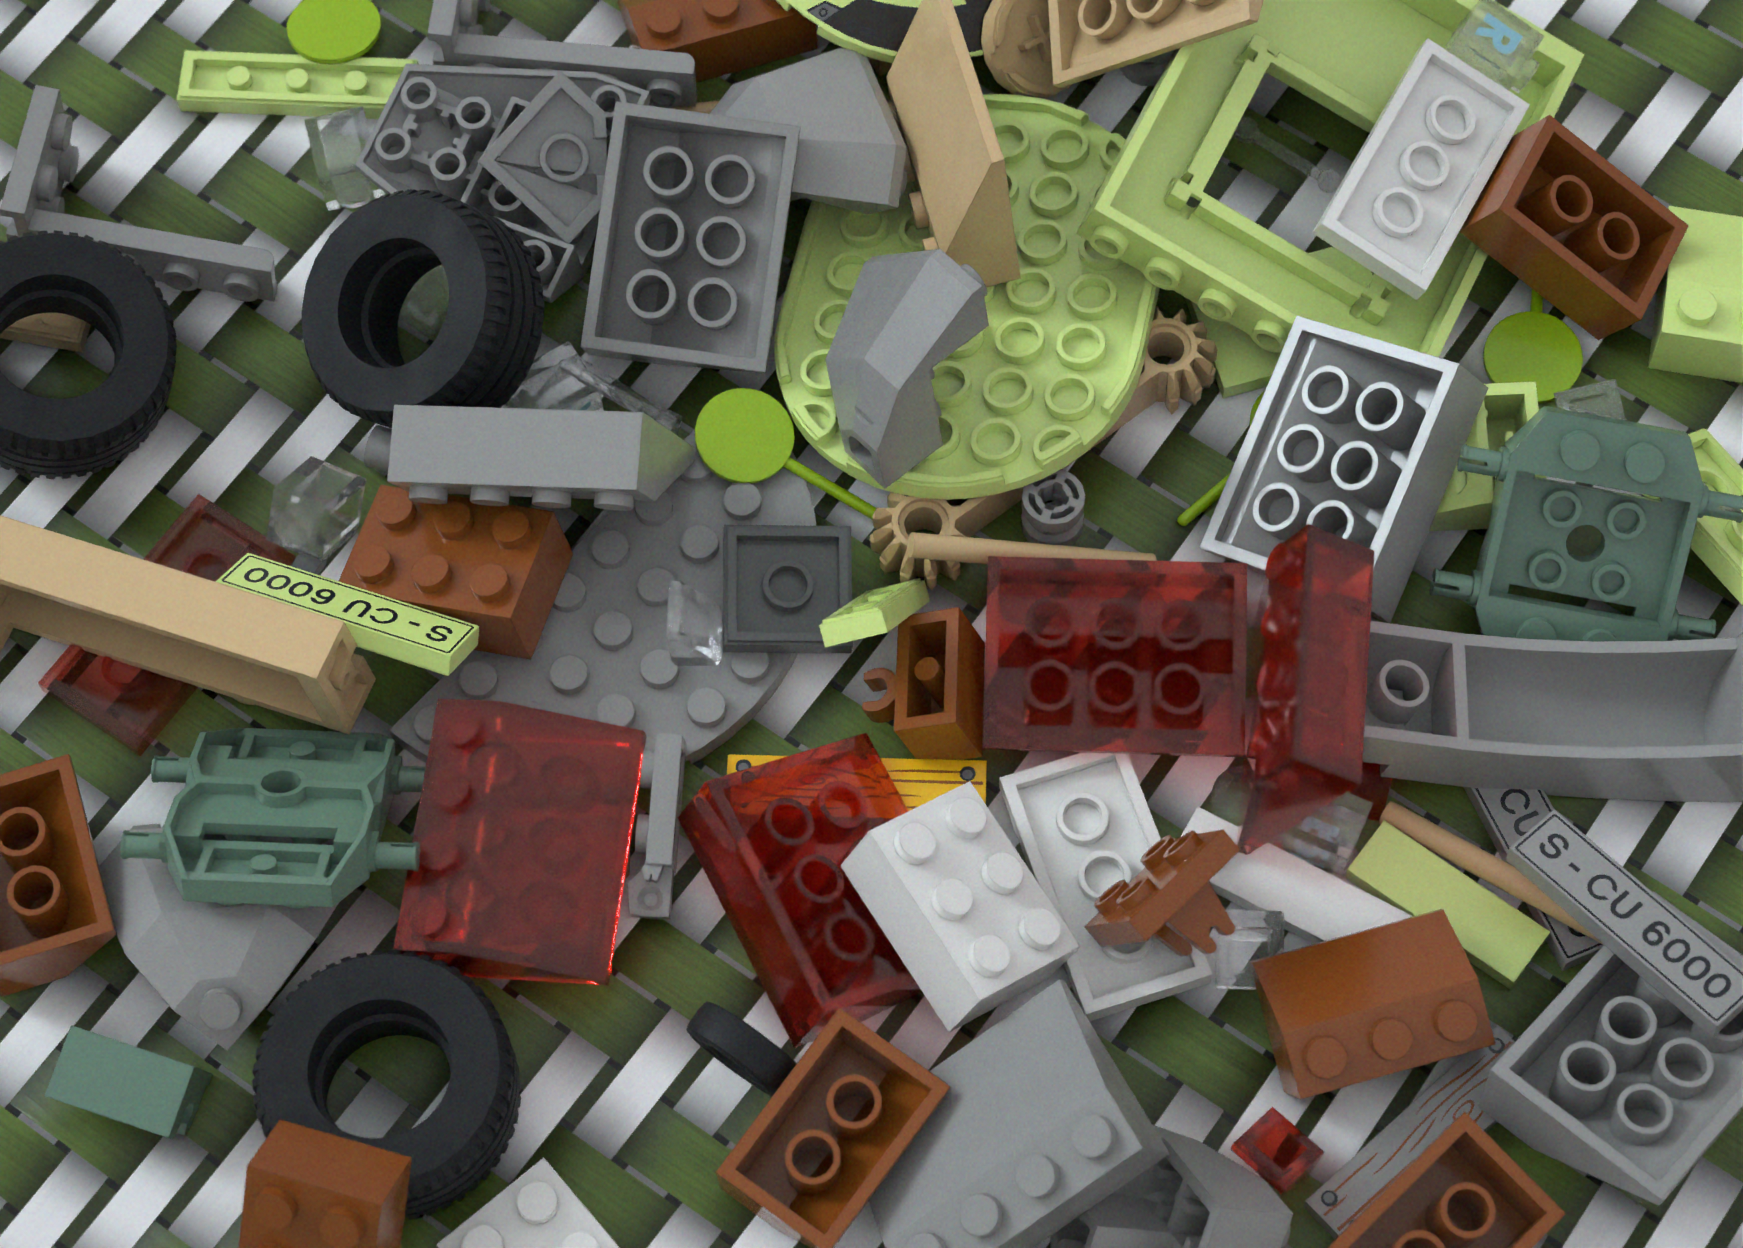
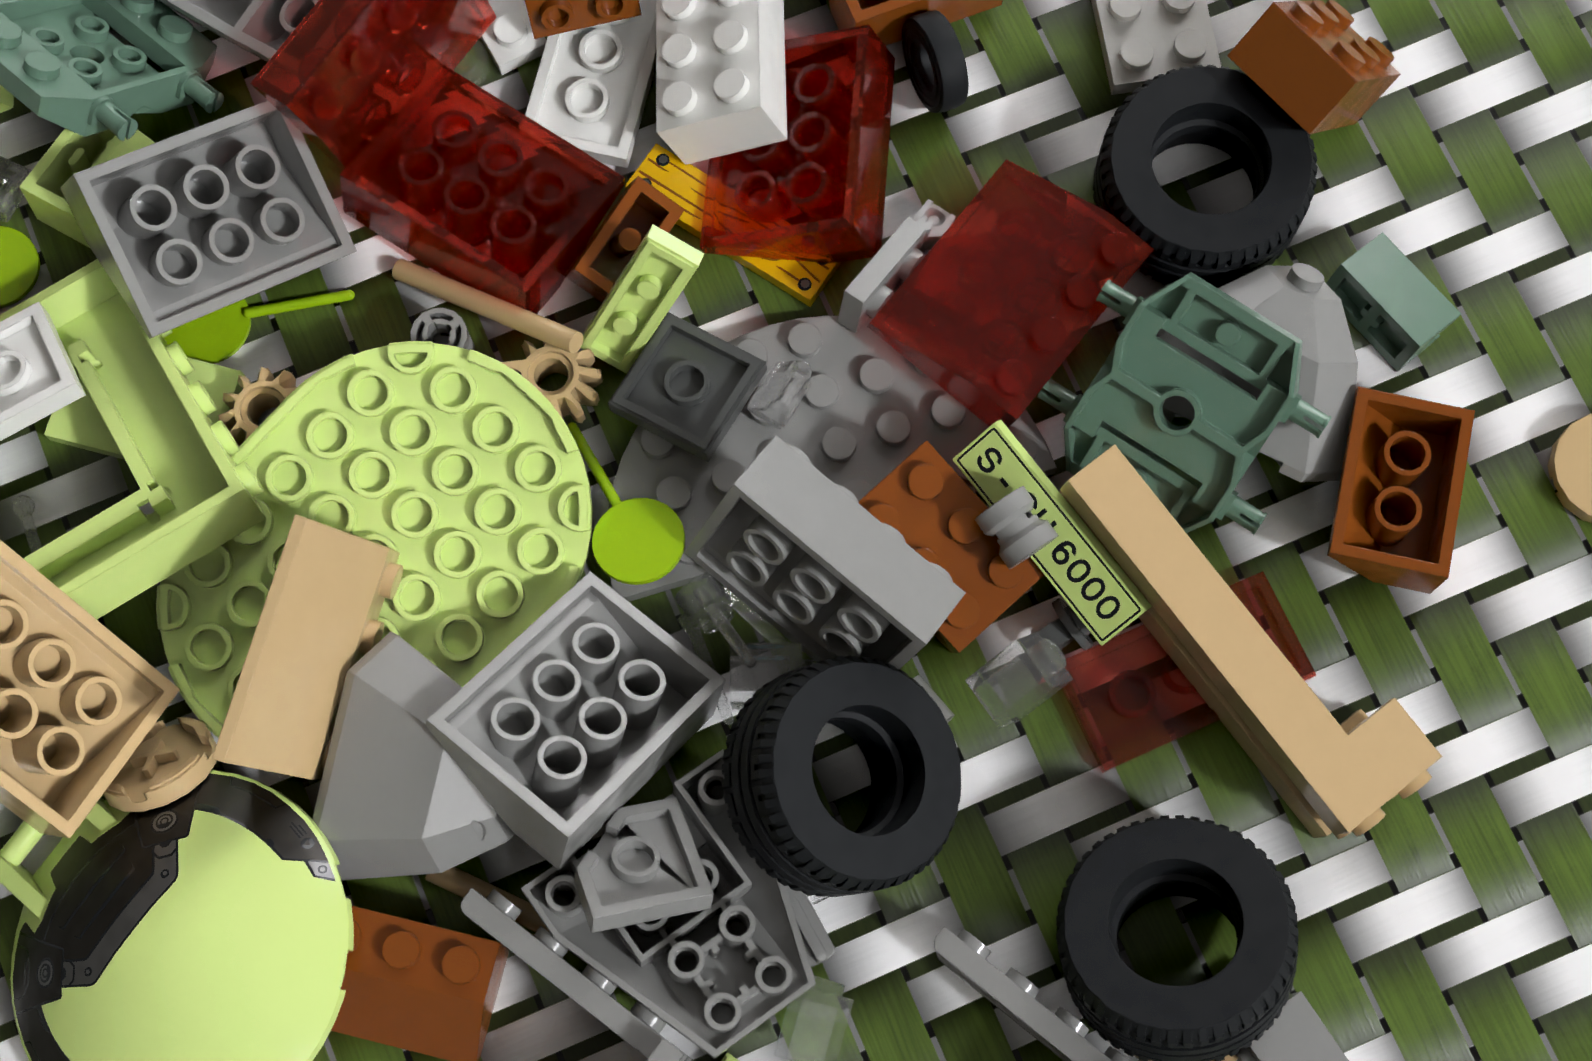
camera: 150 degrees left, 10 degrees up
(376, 578) = (1016, 527): none -> light grey wheel
(895, 329) = (481, 473): light grey brick -> none

